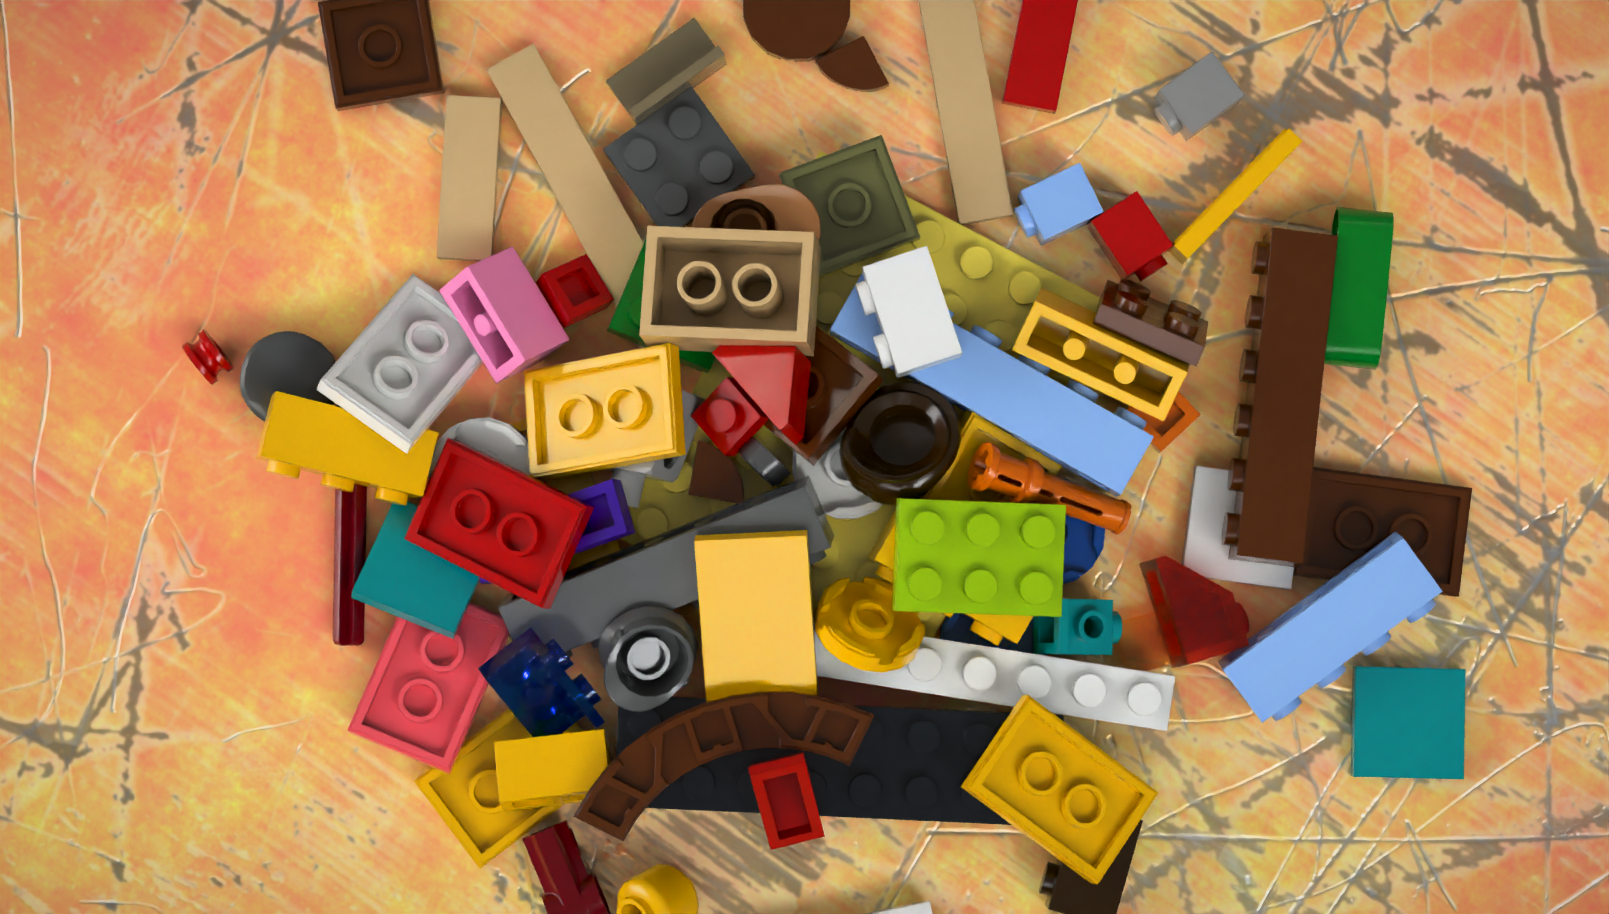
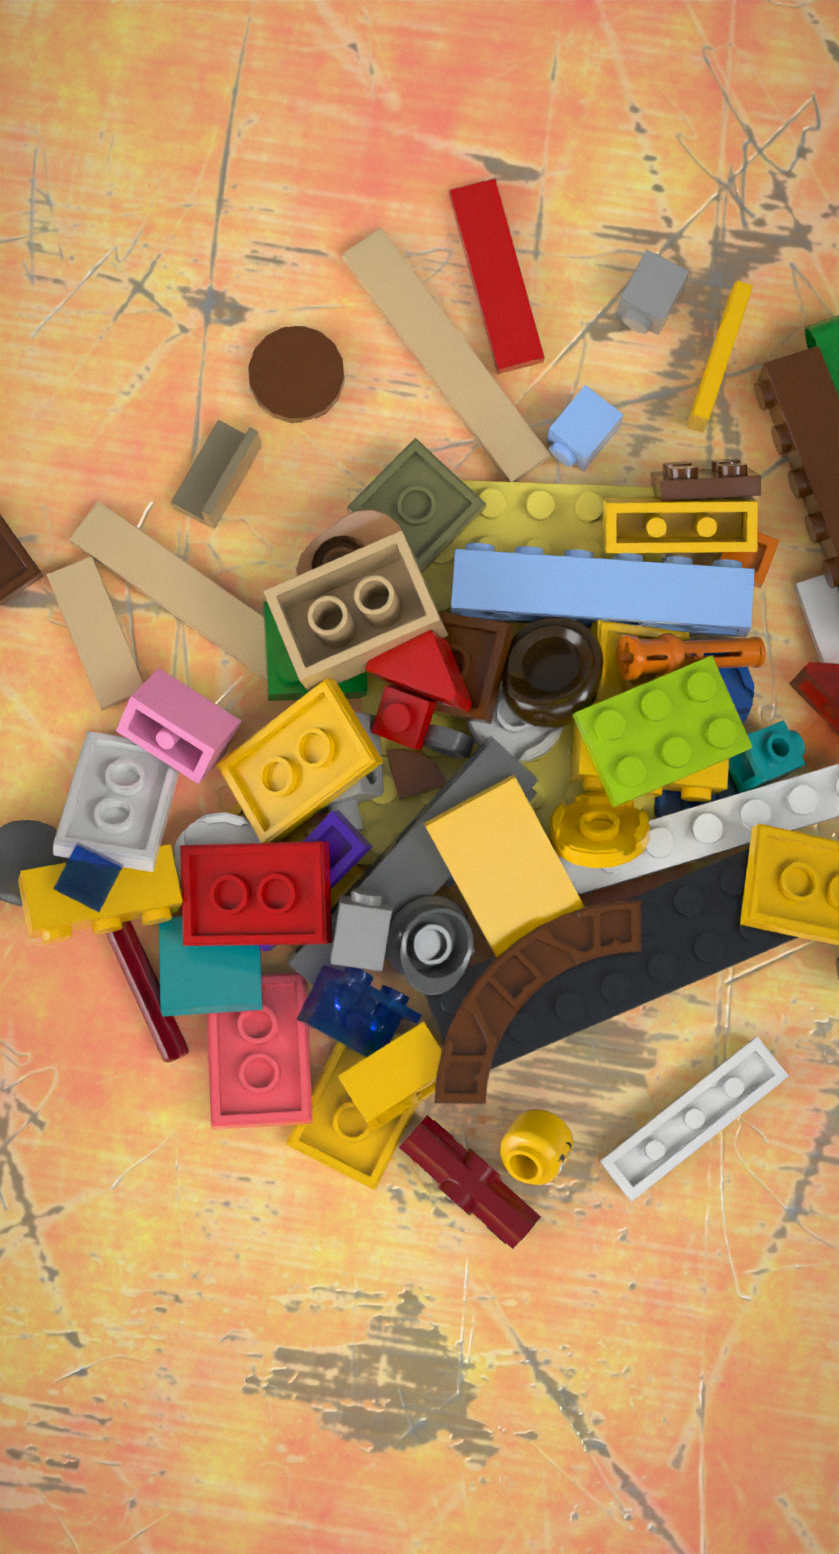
camera: 30 degrees left, 5 degrees down
(339, 429) = (88, 876): none -> tile
(574, 291) = (226, 681): red plate -> none
(582, 612) = (361, 930): none -> light grey brick
(678, 160) = (258, 537): dark grey plate -> none
(786, 800) = (603, 1003): red slope -> none
(854, 67) = (365, 400): reddish brown tile -> none
(909, 312) = (510, 560): white brick -> none
(1131, 238) = (654, 427): red brick -> none

